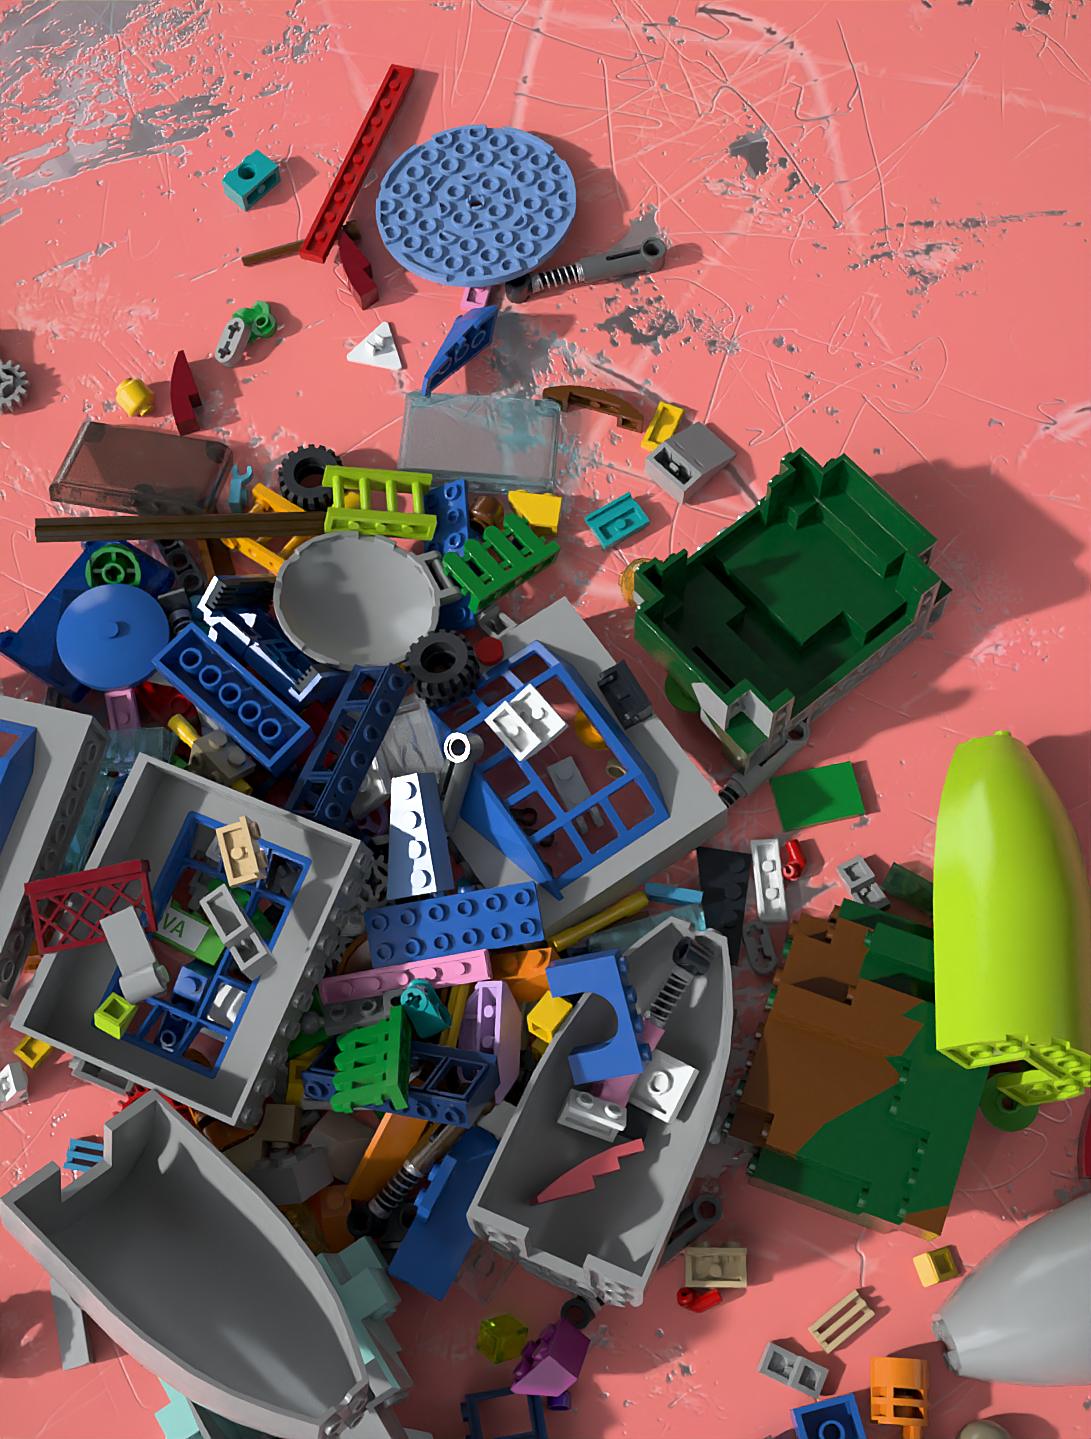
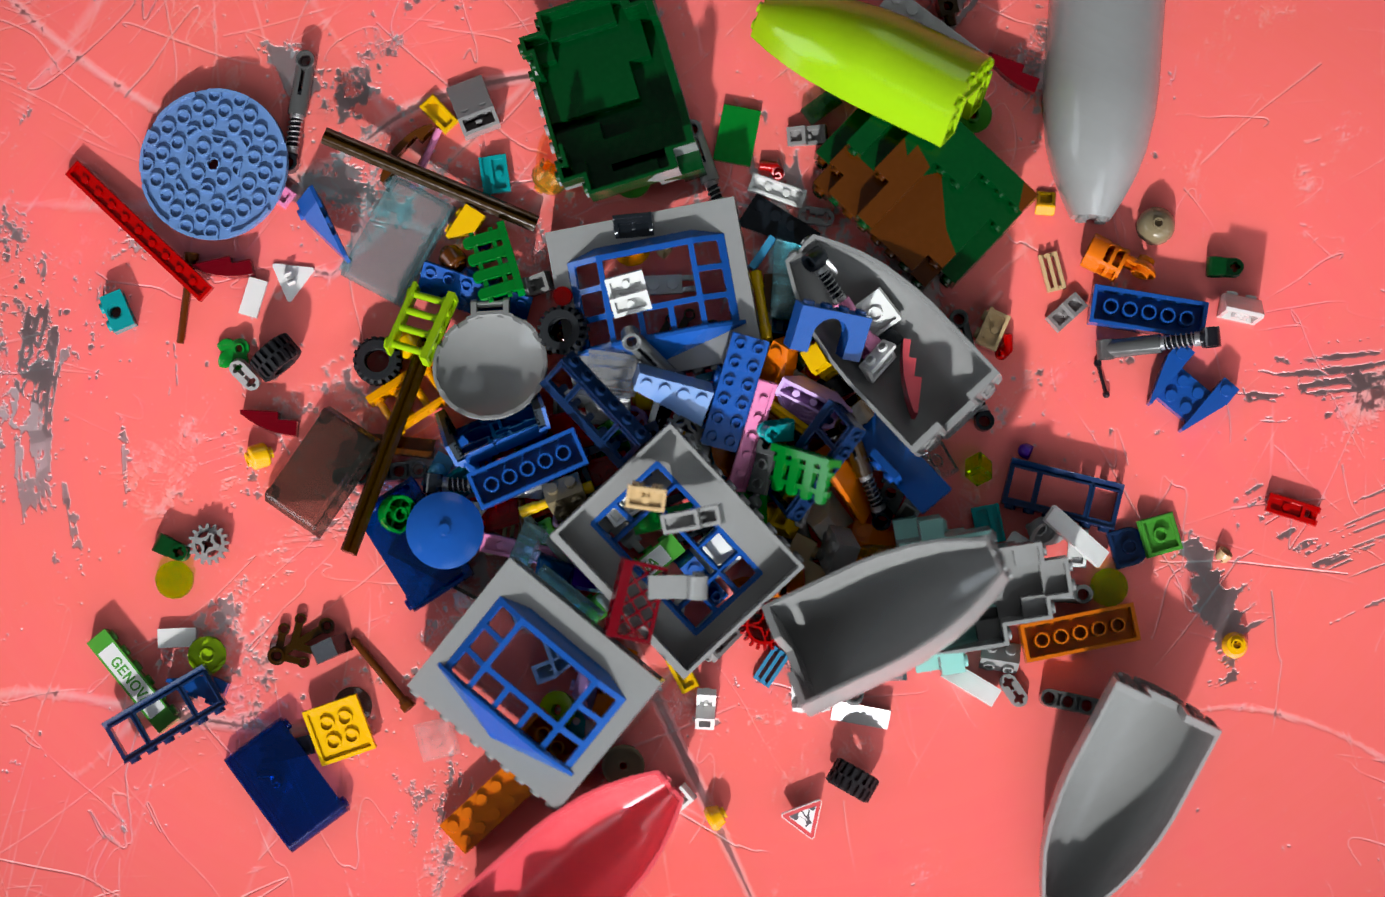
camera: 65 degrees left, 15 degrees up
(115, 1015) = (707, 612): lime slope -> none
(238, 494) = (365, 413): medium azure plate -> none
(264, 360) = (275, 357): none -> black tyre
(334, 316) = (253, 297): none -> white tile
(432, 1390) = (989, 516): none -> teal plate
(551, 1361) = (1005, 445): magenta slope -> none
(572, 446) = (429, 179): none -> dark brown axle
(604, 435) = (430, 147): none -> bright pink bar

